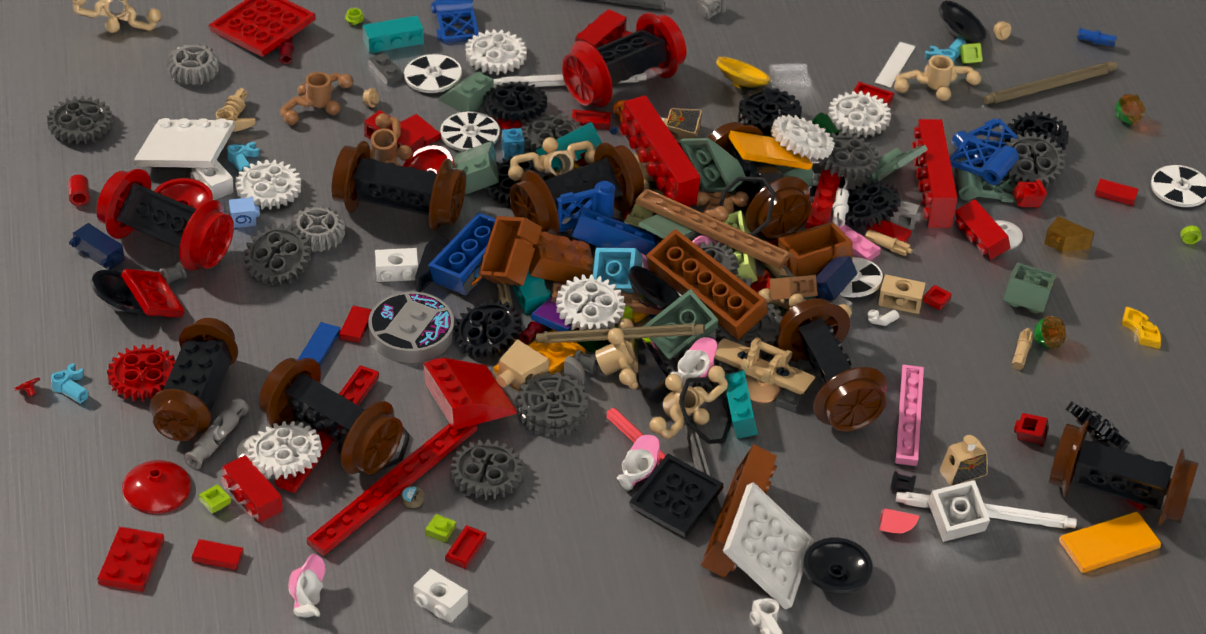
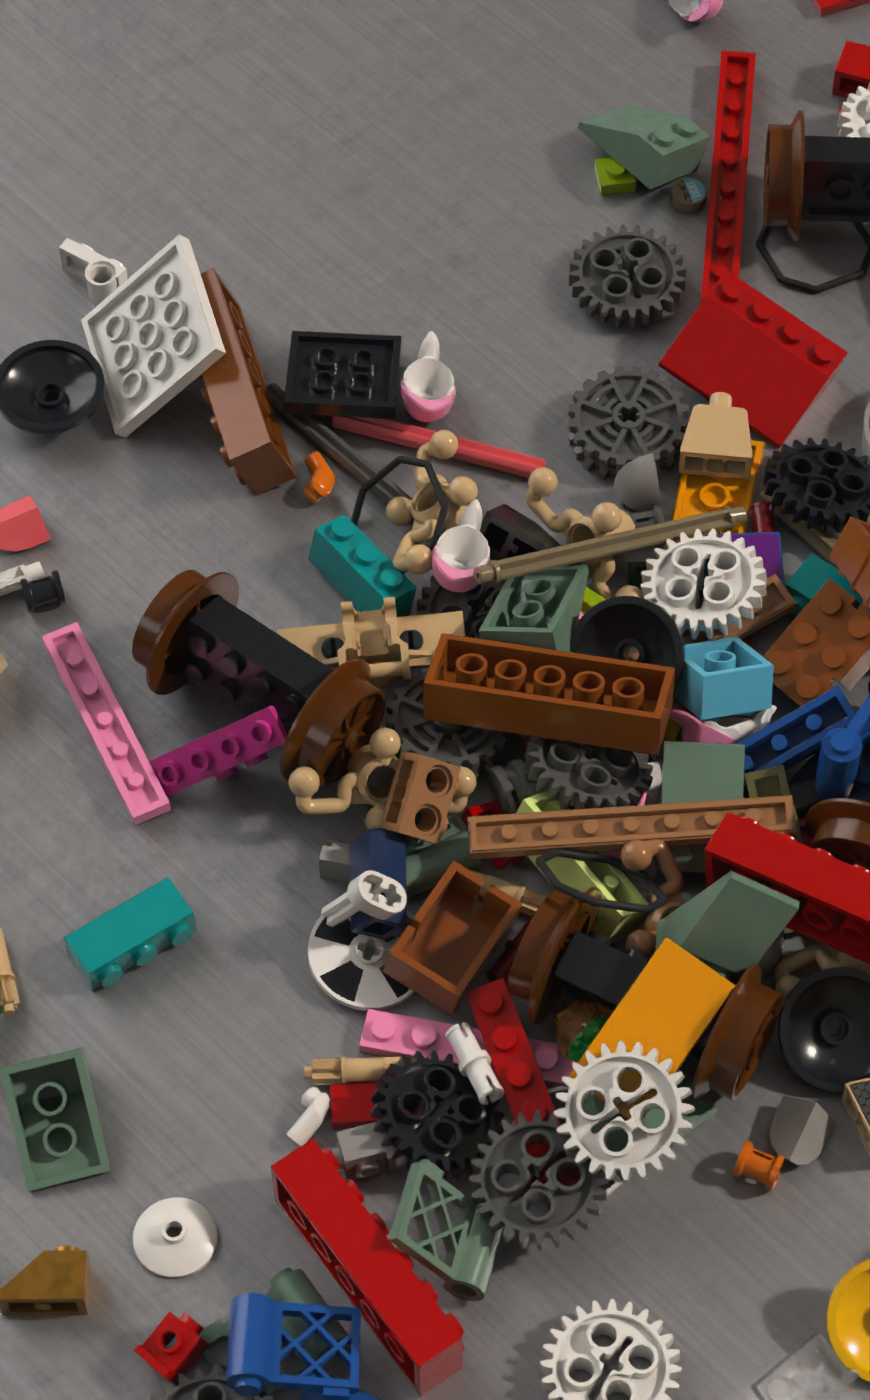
camera: 150 degrees right, 15 degrees up
(413, 522) = (648, 142): none -> sand green slope
(440, 596) = (529, 79): white brick -> none
(465, 547) = (561, 170): red tile -> none
(721, 464) = (321, 480): none -> orange arm
(765, 106) = (763, 1288): black piece -> none
(825, 122) = (656, 1295): dark green cone -> none
(847, 256) = (365, 896): none -> white piece
(863, 354) = (220, 751): none -> dark pink bracket
(884, 320) = (263, 893): white arm -> none
(901, 294) = (271, 939): tan brick -> none
(917, 236) = (317, 1107): none -> white arm
(937, 297) = (199, 991): red plate -> none
(954, 329) = (130, 934): none -> teal brick
(982, 230) = (207, 1192): red brick -> none

